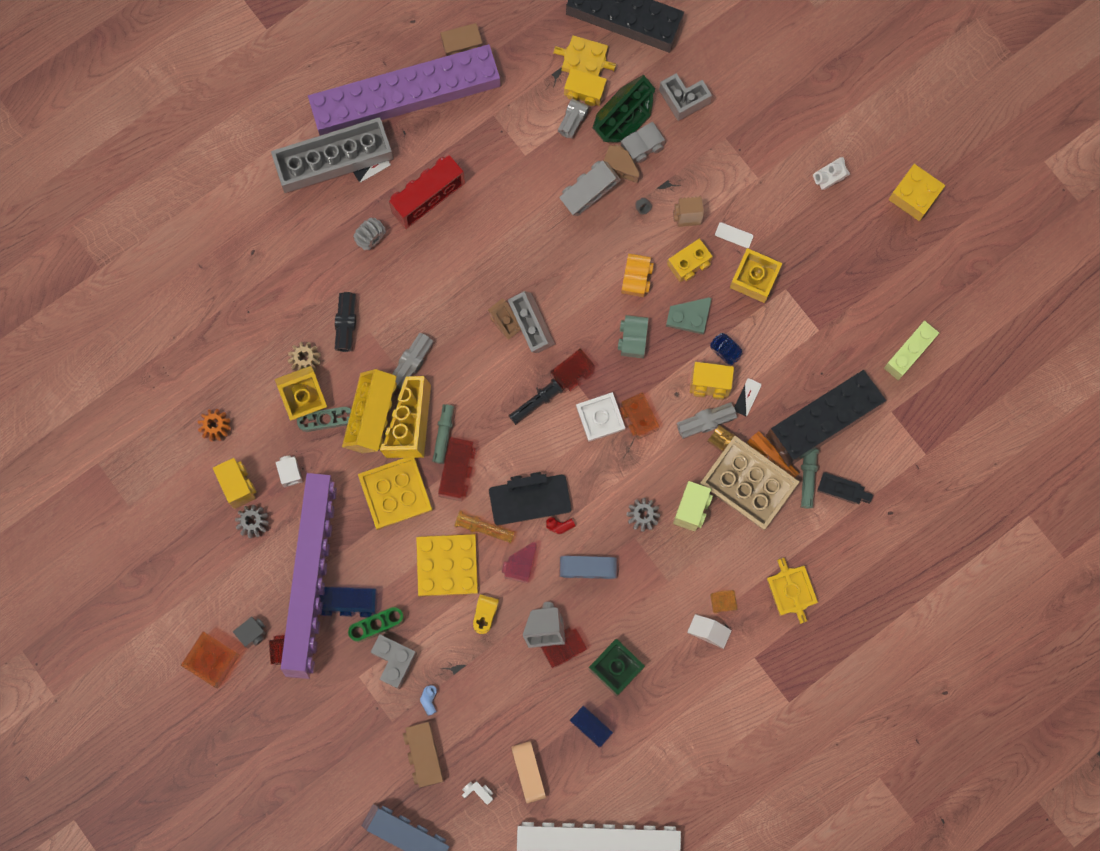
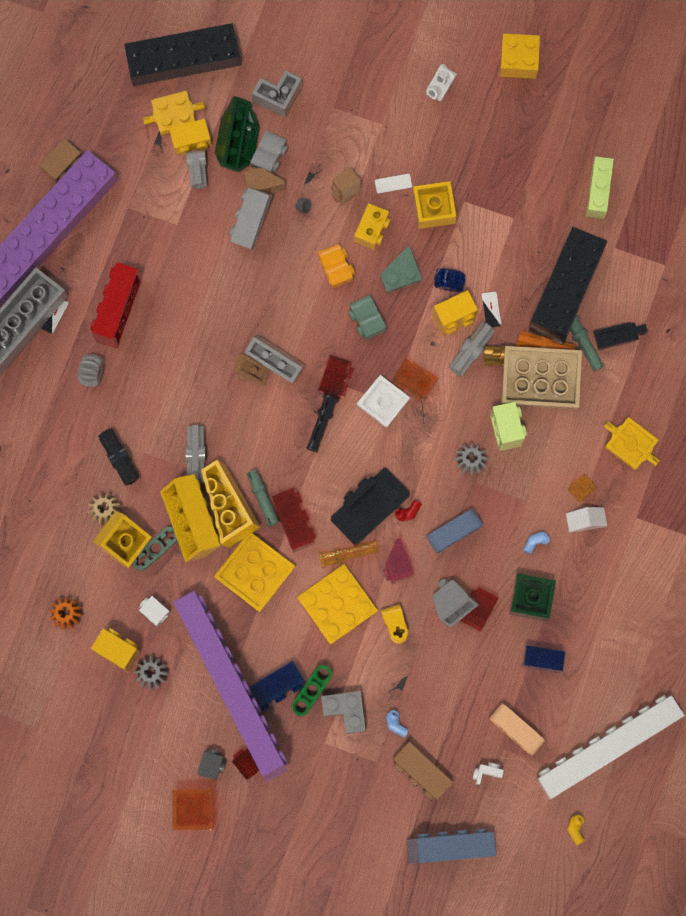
camera: 30 degrees left, 0 degrees up
(652, 619) = (537, 538): none -> light blue arm

